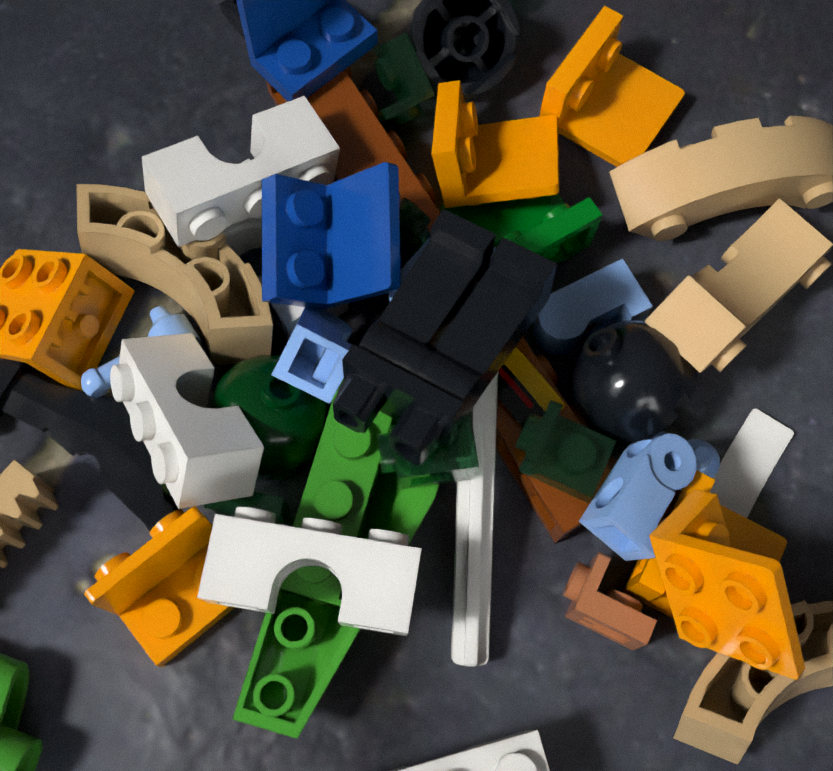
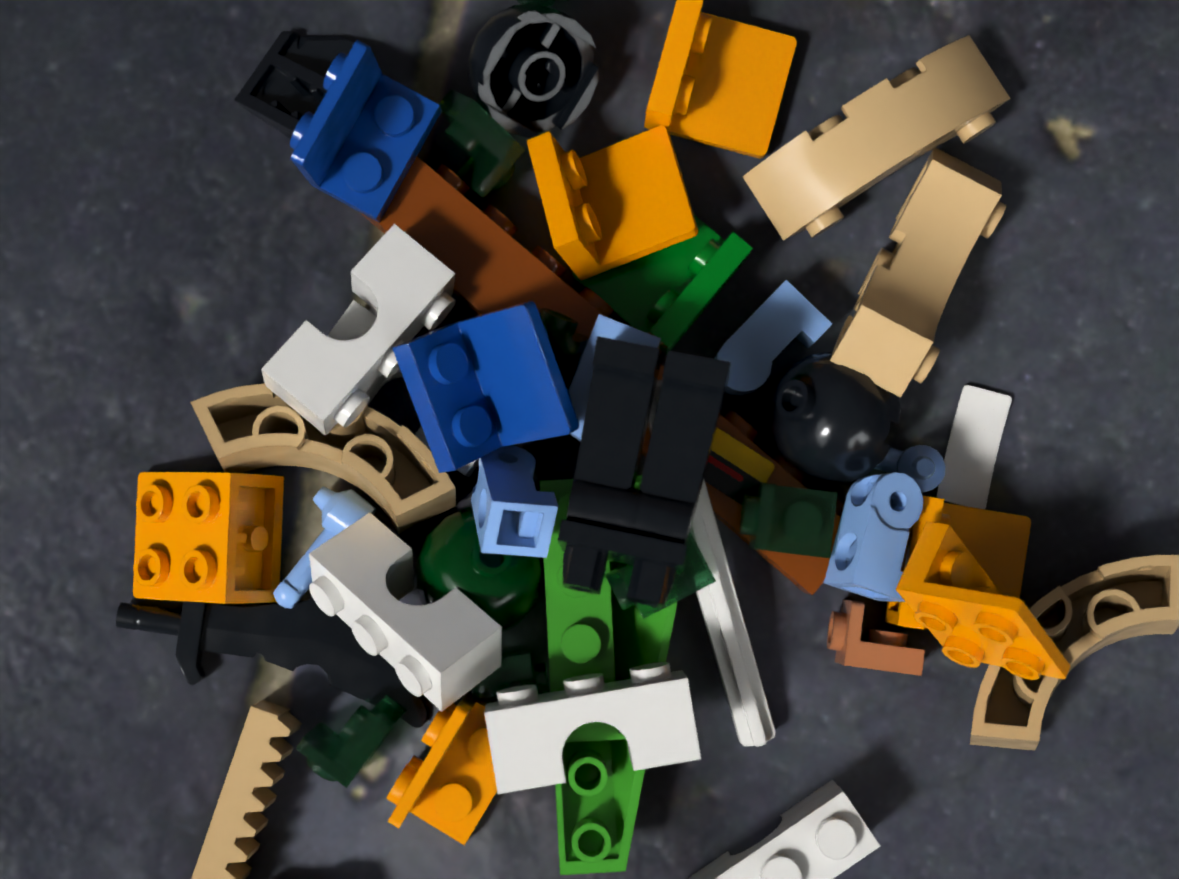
camera: 15 degrees left, 15 degrees up
(96, 534) = (346, 754): none -> clear green bracket

